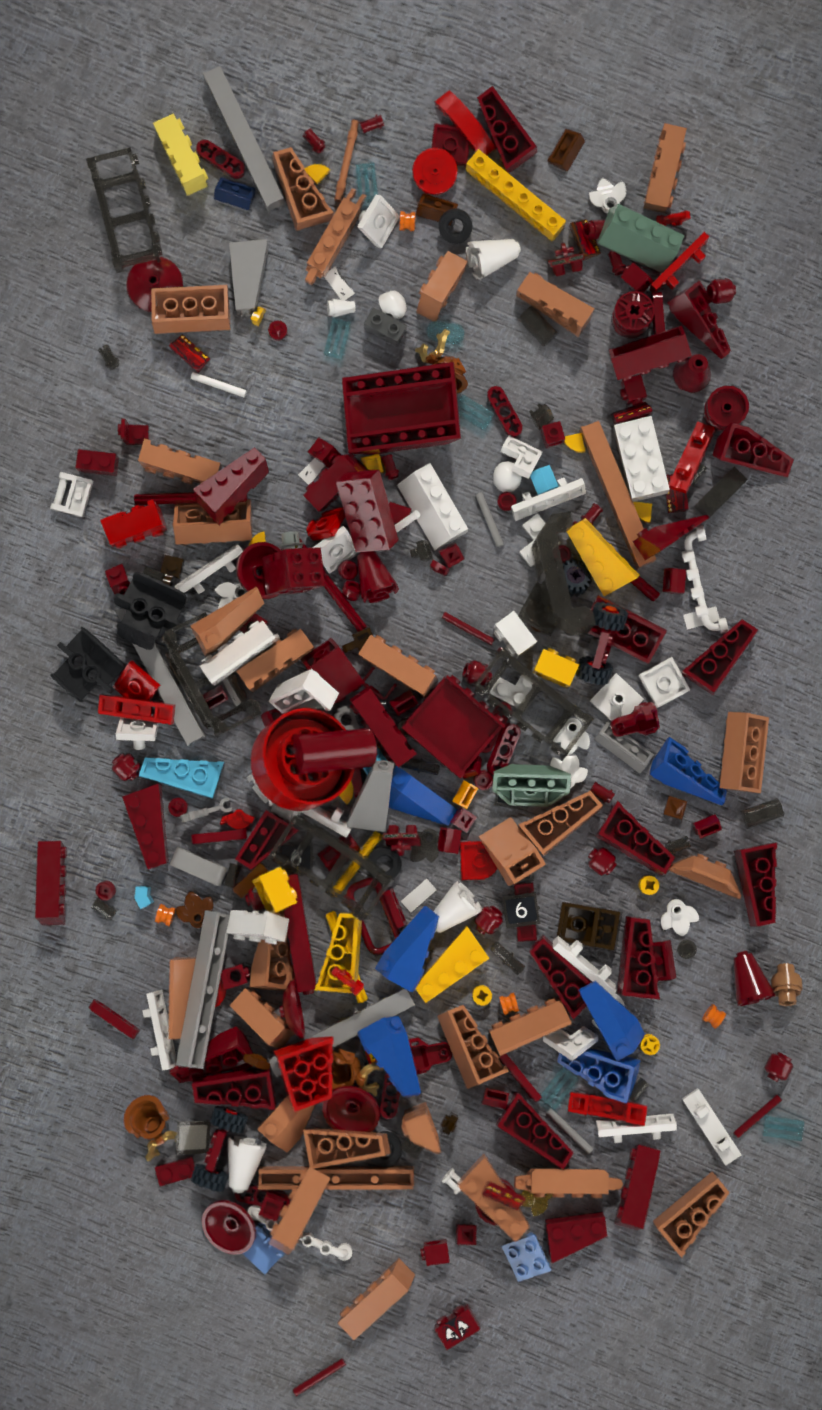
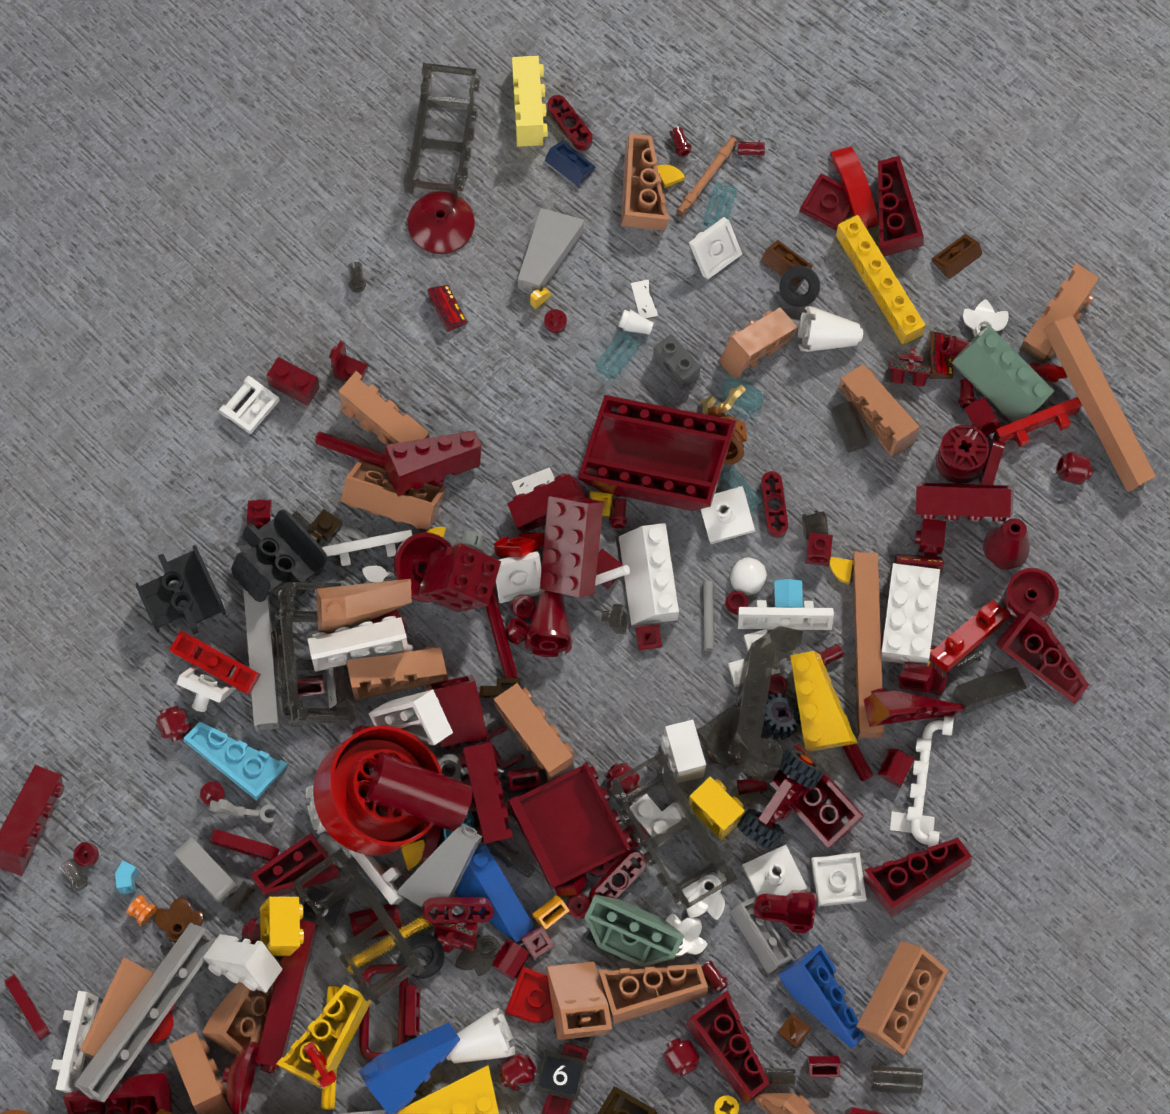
camera: 20 degrees right, 15 degrees down
(135, 525) = (304, 460): red wedge -> none
(136, 683) = (227, 633): red tile -> none
(148, 822) = (171, 792): dark red wedge -> none
(190, 309) = (468, 261): nougat slope -> none
(218, 384) = (464, 352): white bar -> none
(226, 977) = (180, 1010): dark red brick -> none
(237, 819) = (274, 835): red piece -> none
(243, 887) = (251, 910): reddish brown slope -> none
(244, 138) = (604, 111): light grey tile -> none
(323, 452) = (549, 466): dark red bracket -> none
(334, 237) = (659, 247): nougat hinge -> none
(387, 832) = (451, 902): none -> dark red beam
(393, 303) = (696, 340): white hair -> none
(407, 221) = (748, 261): orange wheel -> none
(418, 895) = (447, 1011): white sticker -> none
(434, 171) = (800, 221): red wheel -> none
(439, 568) = (628, 645): dark red tile -> none
(467, 628) = (633, 726): dark red bar -> none
(475, 436) = (728, 516): none -> white tile
(526, 456) = (776, 560): white plate -> none
(569, 641) = (750, 786): none -> dark red pin
(643, 511) = (890, 675): yellow tile -> none
(664, 506) = (917, 677): none -> dark red piece
(694, 312) = (1035, 479): dark red wedge -> none
(722, 231) = (1099, 403): none -> nougat tile

